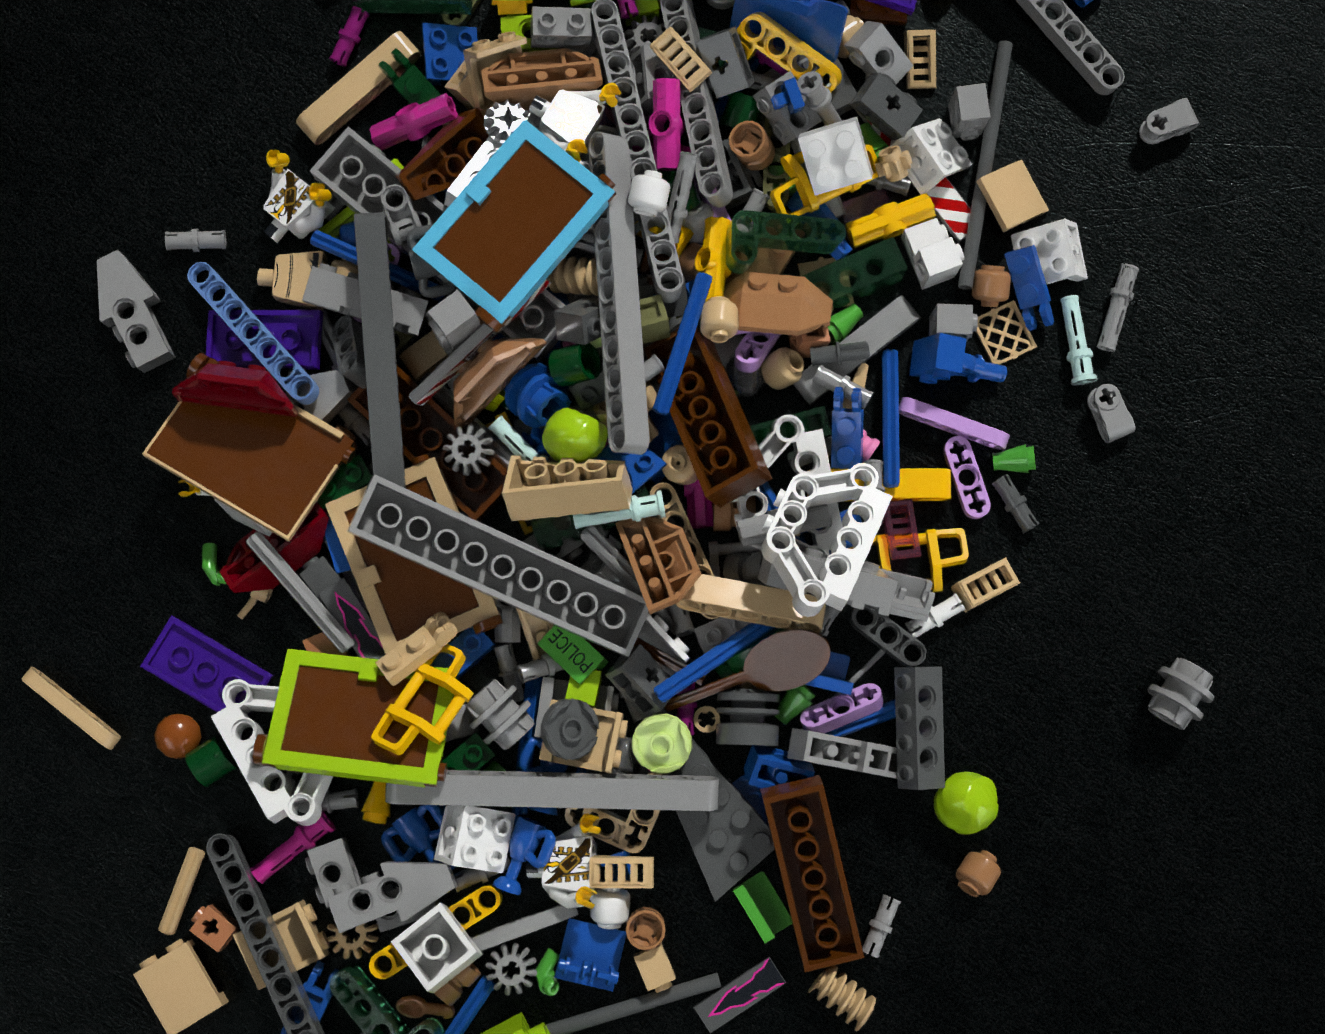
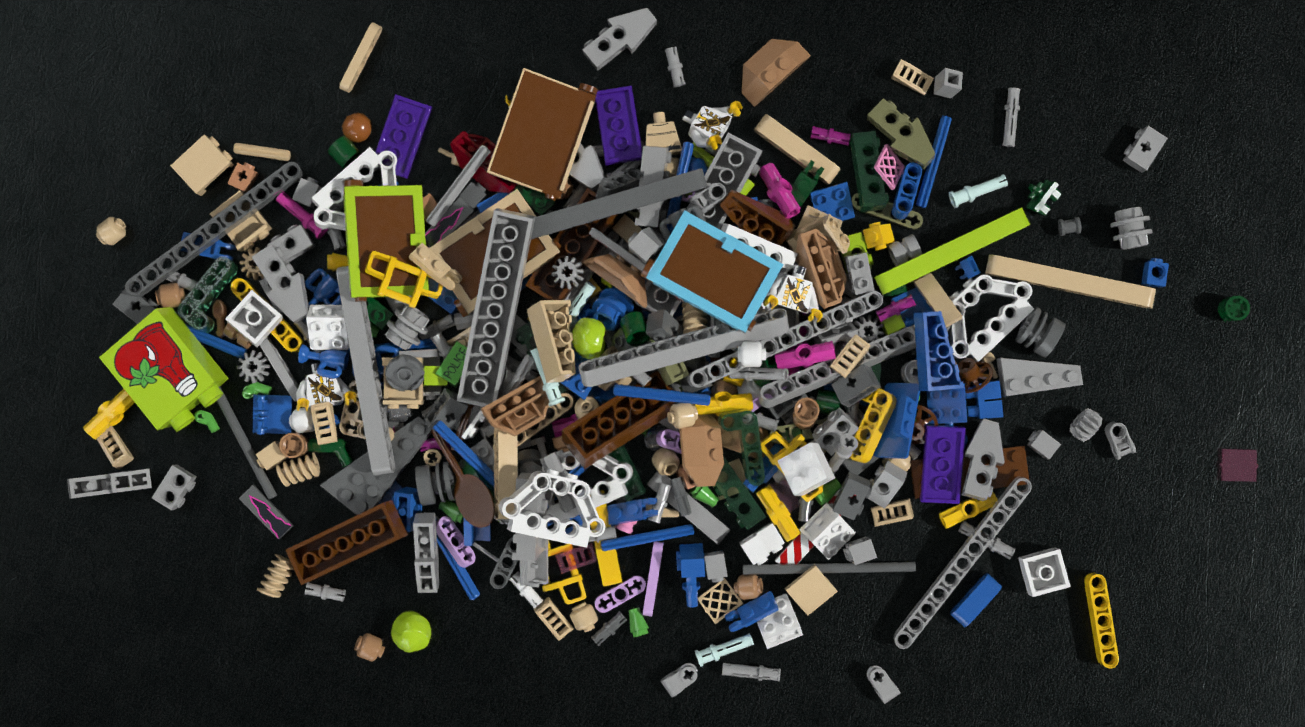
camera: 80 degrees right, 5 degrees up
(209, 564) = (467, 123): bright green arm -> none
(230, 103) = (770, 68): none -> medium nougat wedge
(236, 389) = (576, 118): dark red wedge -> none
(259, 831) = (306, 190): none -> light grey brick
(263, 338) = (616, 126): medium blue beam -> none
(494, 115) = (778, 247): light grey gear -> none
(662, 743) = (409, 432): yellowish green tile -> none
(662, 863) = (336, 447): none -> dark green arm
(685, 929) = (298, 471): none -> tan piece
(763, 906) = (323, 515): bright green panel -> none
(789, 97) = (838, 432): blue tile -> none
(893, 163) = (813, 508): tan gear -> none
(919, 728) = (451, 593): dark grey brick -> none
(991, 537) = (583, 617): none -> tan head

